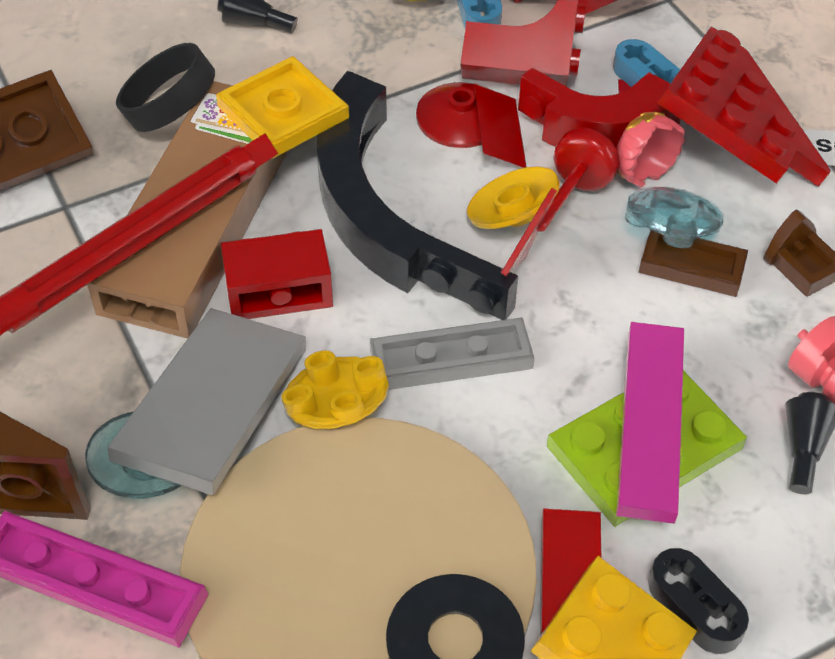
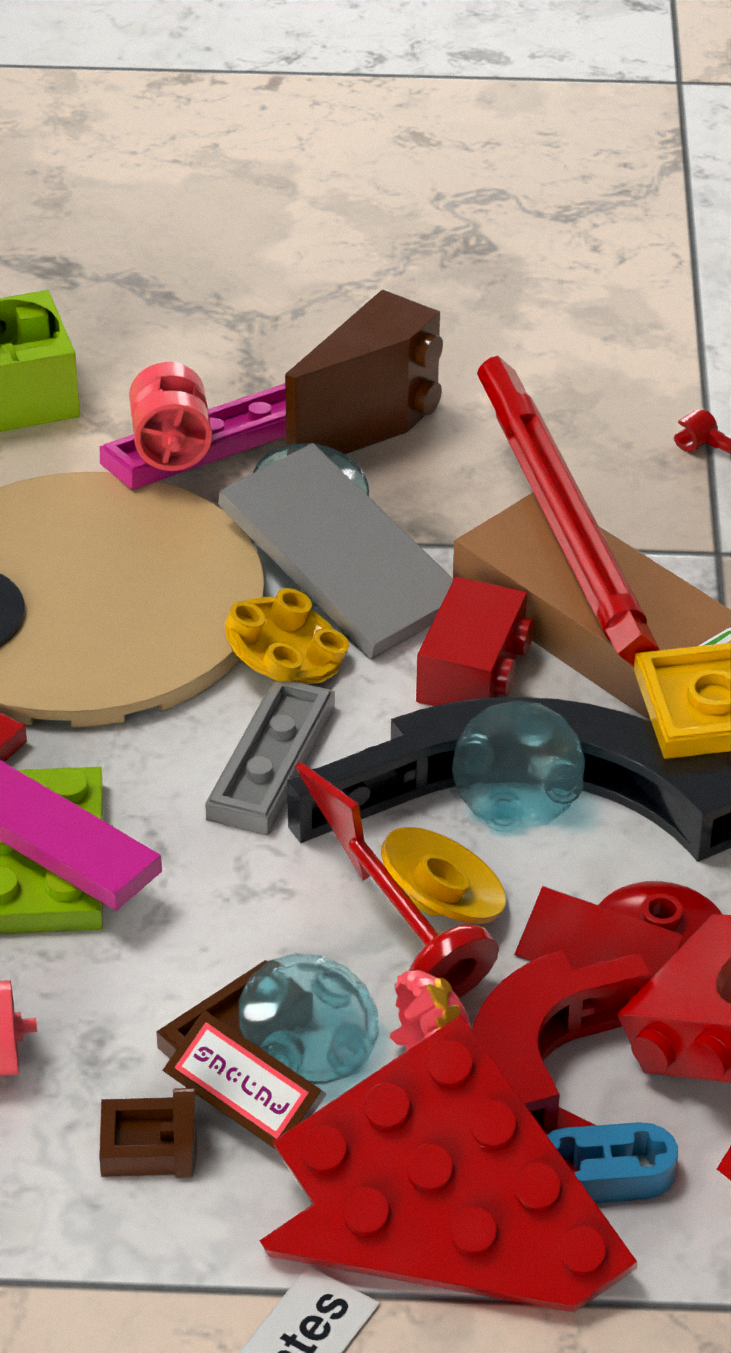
camera: 120 degrees right, 10 degrees down
(137, 560) = (170, 416): none -> coral wheel
(385, 181) = (518, 765): none -> clear light blue dish
(745, 219) = (242, 1079): none -> tile

